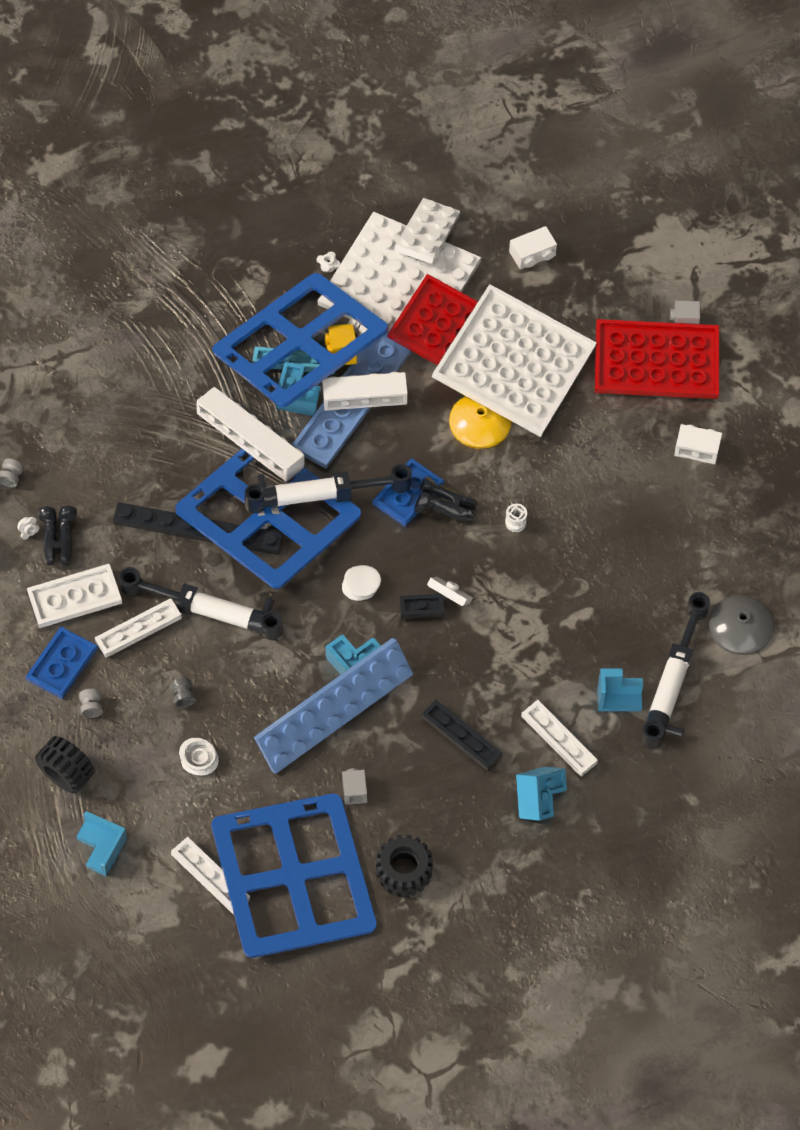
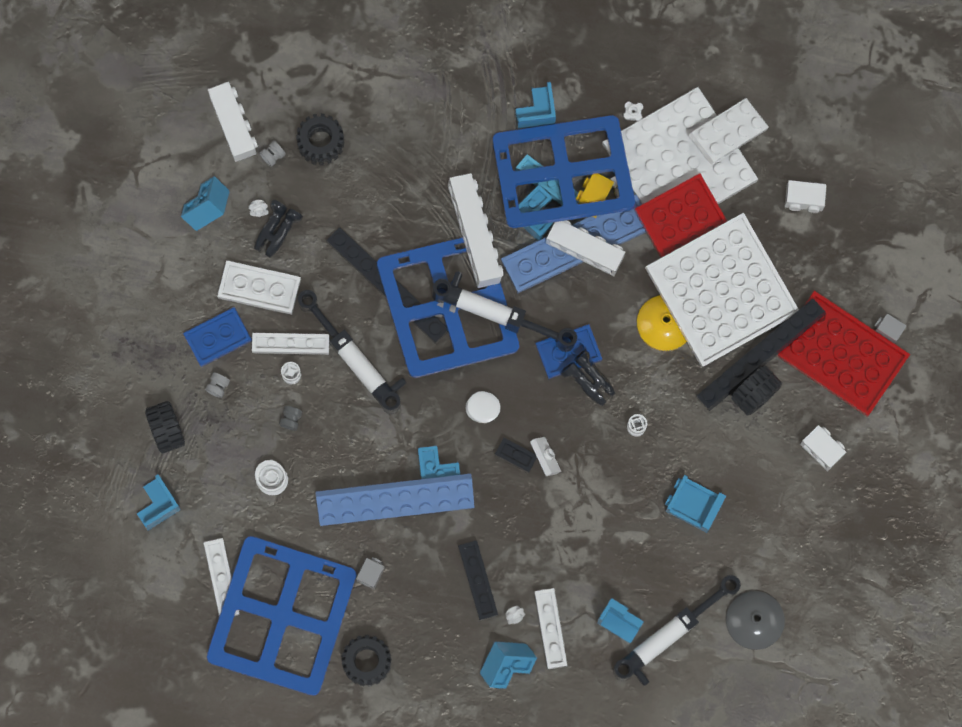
camera: 30 degrees right, 15 degrees up
(45, 421) = (324, 153): none -> black tyre
(154, 648) = (290, 369): none -> white wheel
(243, 302) = (541, 113): none -> dark azure panel
(517, 745) = (515, 615): none -> white plate
(586, 397) = (761, 354): none -> black plate
(605, 424) = (756, 390): none -> black tyre
(616, 556) = (694, 504): none -> dark azure panel

